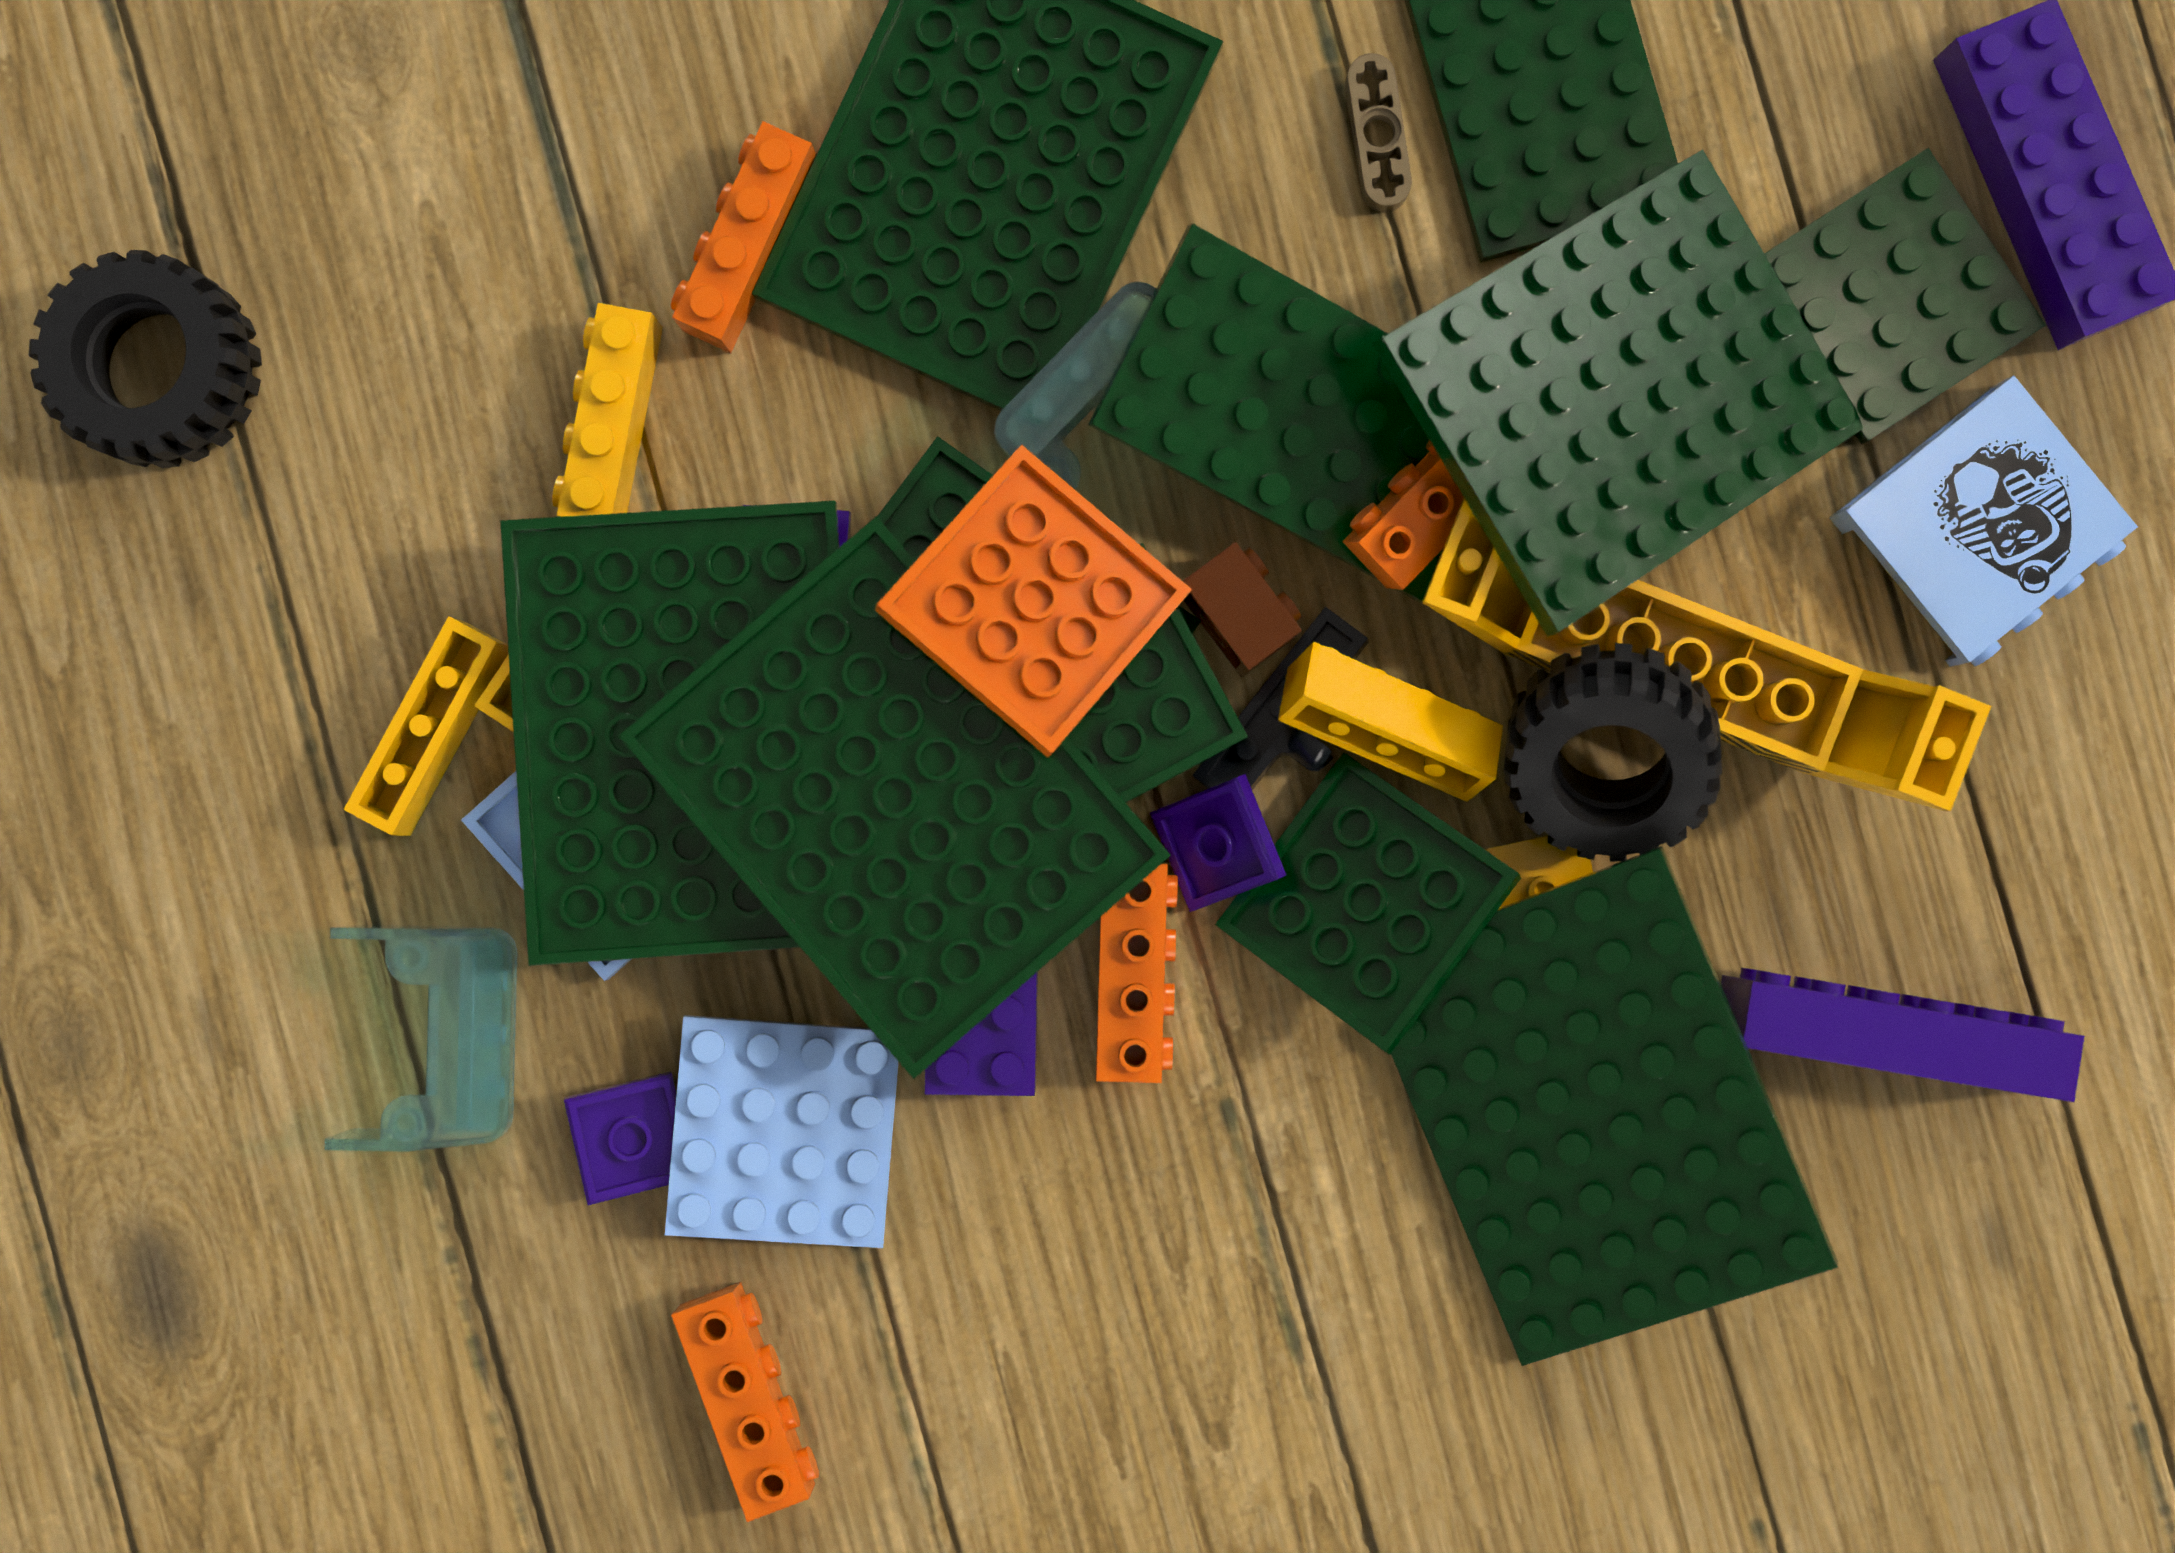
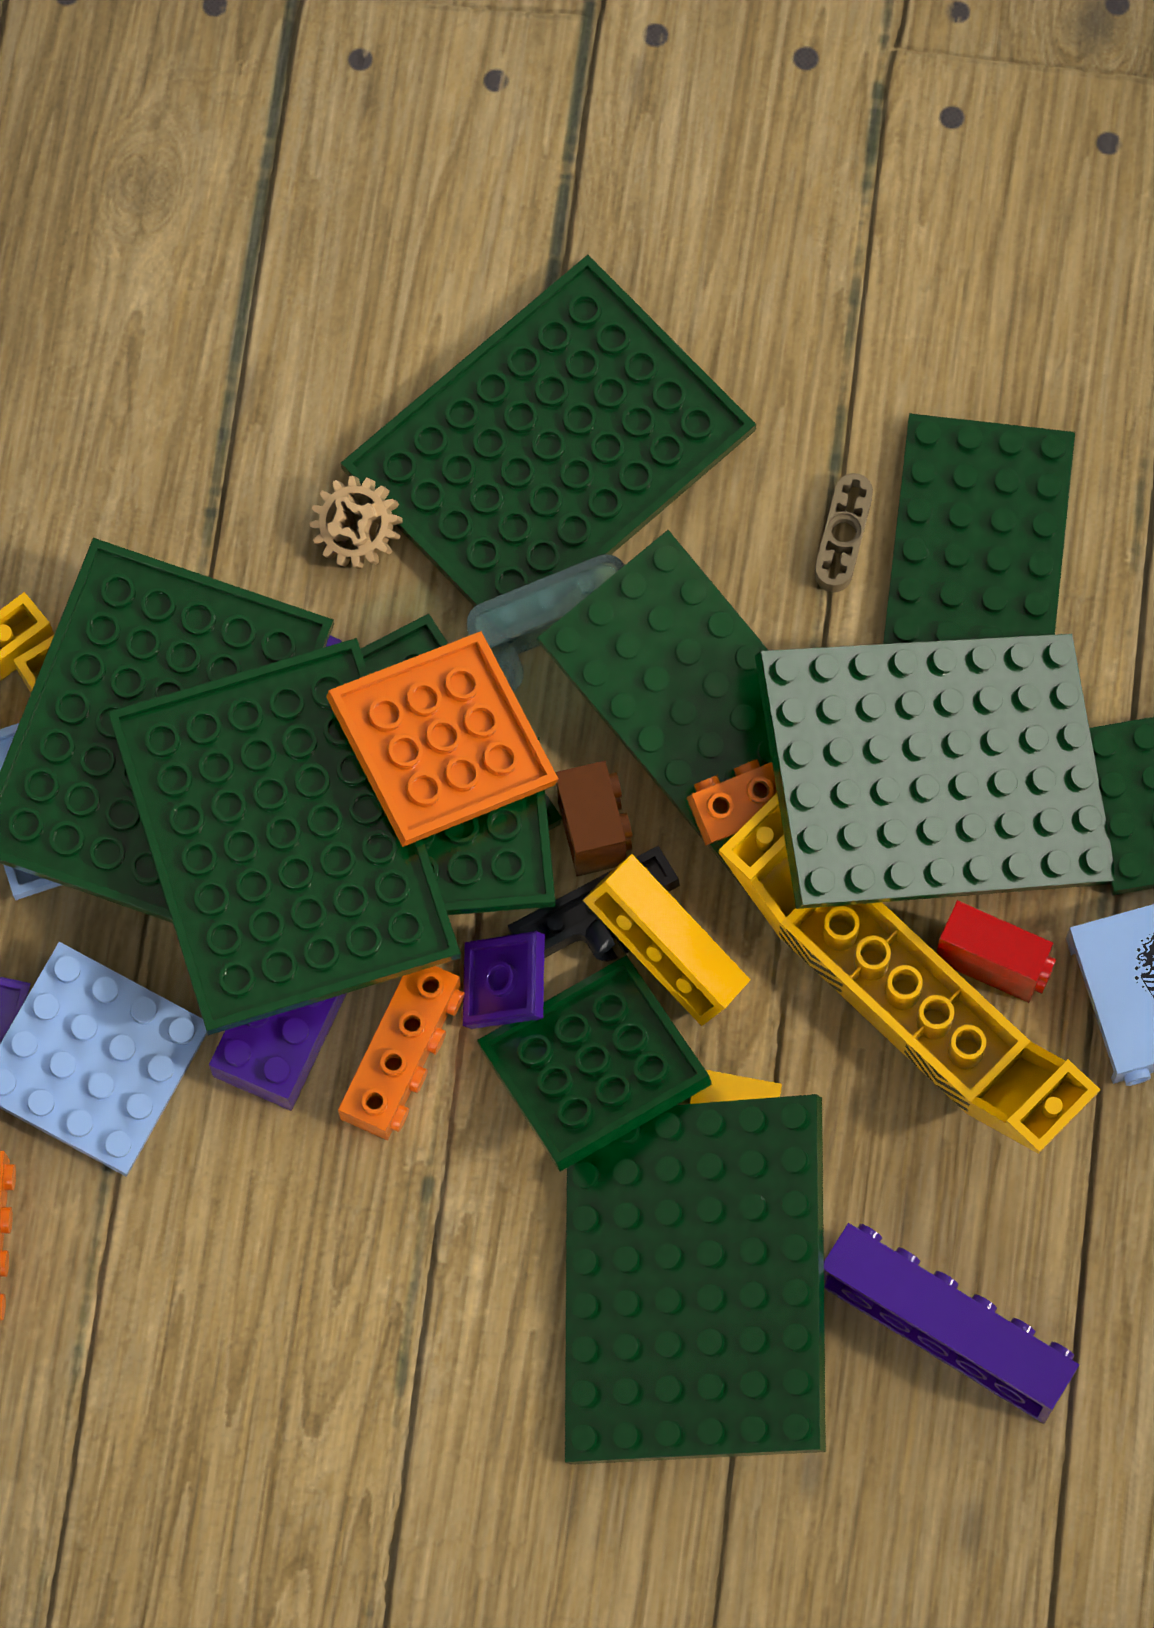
camera: 25 degrees right, 15 degrees down
(609, 413) = (205, 499): yellow brick -> none
(748, 225) = (337, 431): orange brick -> none
(818, 376) = (371, 515): none -> tan gear
(1624, 813) = (857, 988): black tyre -> none
(1774, 575) = (996, 952): none -> red brick

